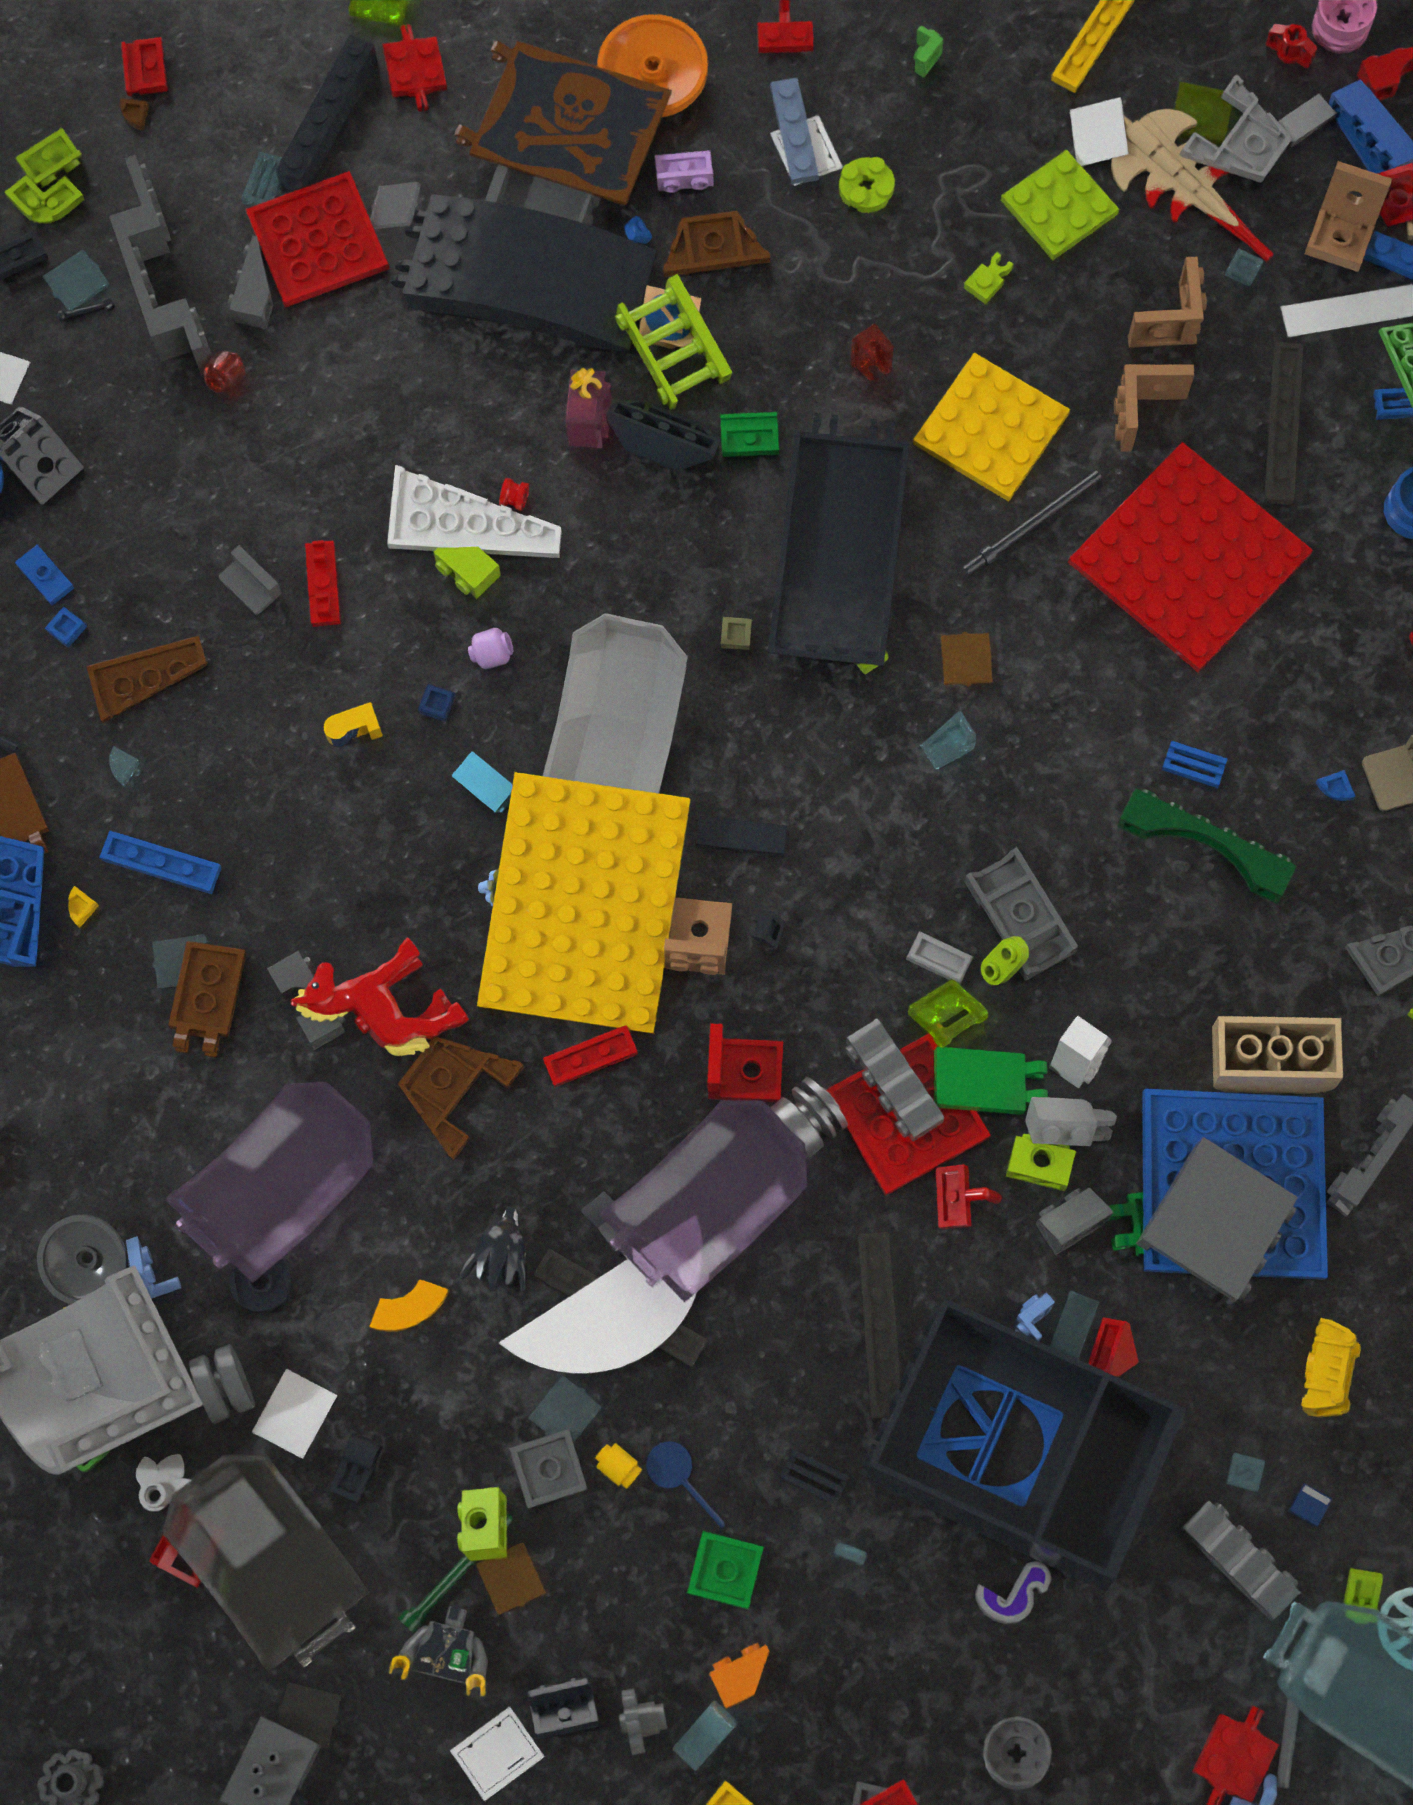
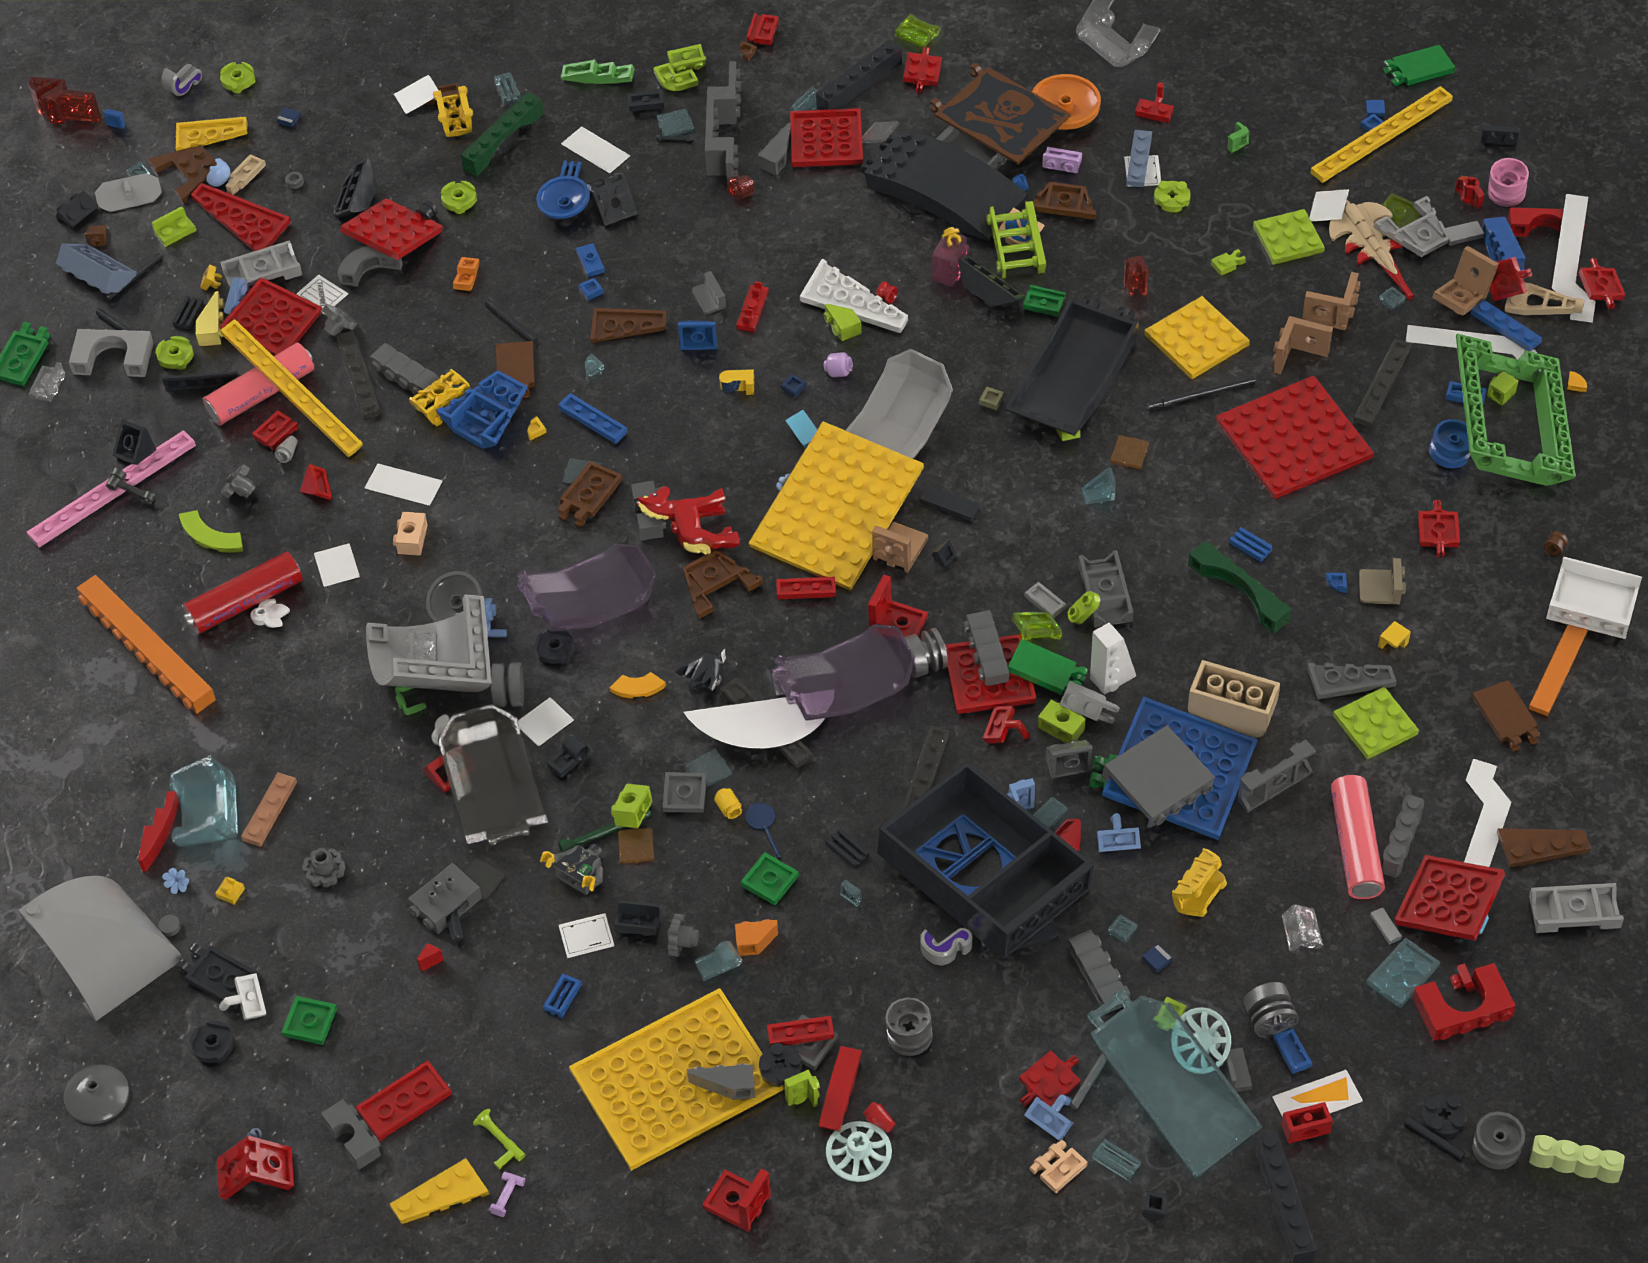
camera: 20 degrees right, 20 degrees down
(260, 663) = (697, 335): none -> blue slope
(1190, 1329) = (1118, 838): none -> medium blue plate

